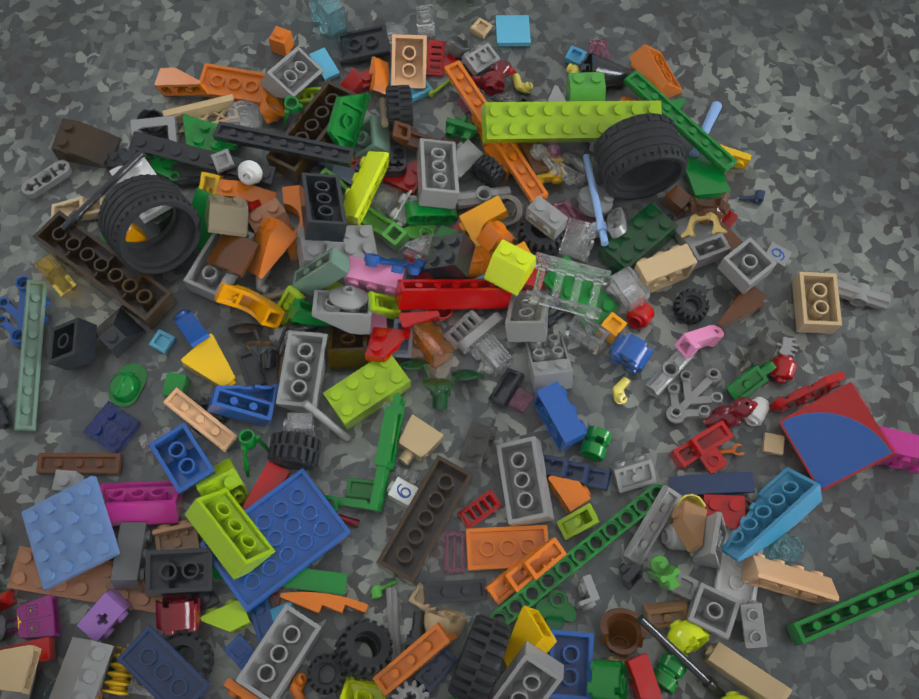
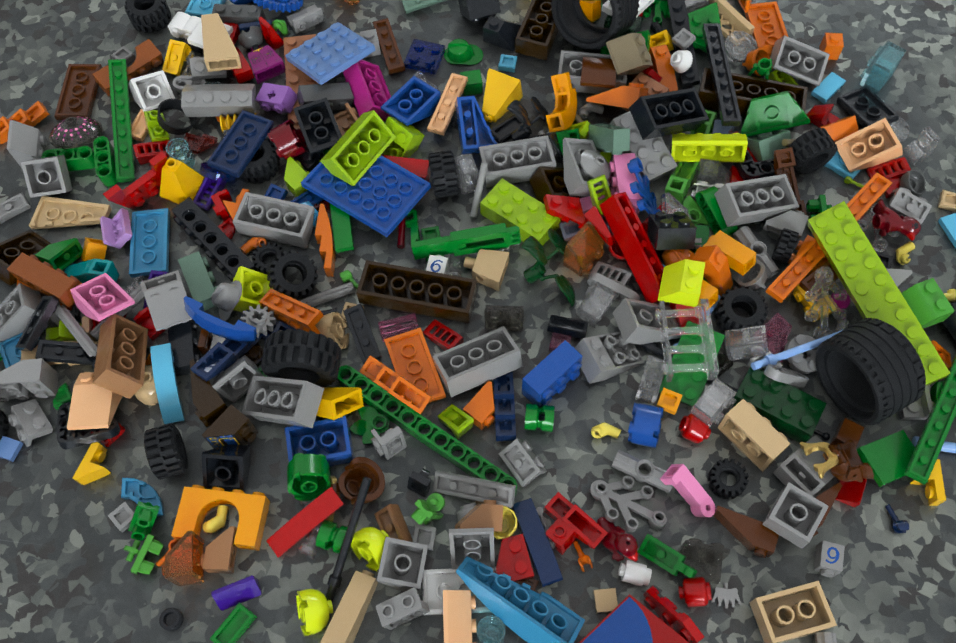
camera: 80 degrees right, 5 degrees down
(190, 327) = (522, 69): blue slope -> none
(248, 442) = (438, 137): green plant -> none
(546, 217) = (752, 302): light grey brick -> none

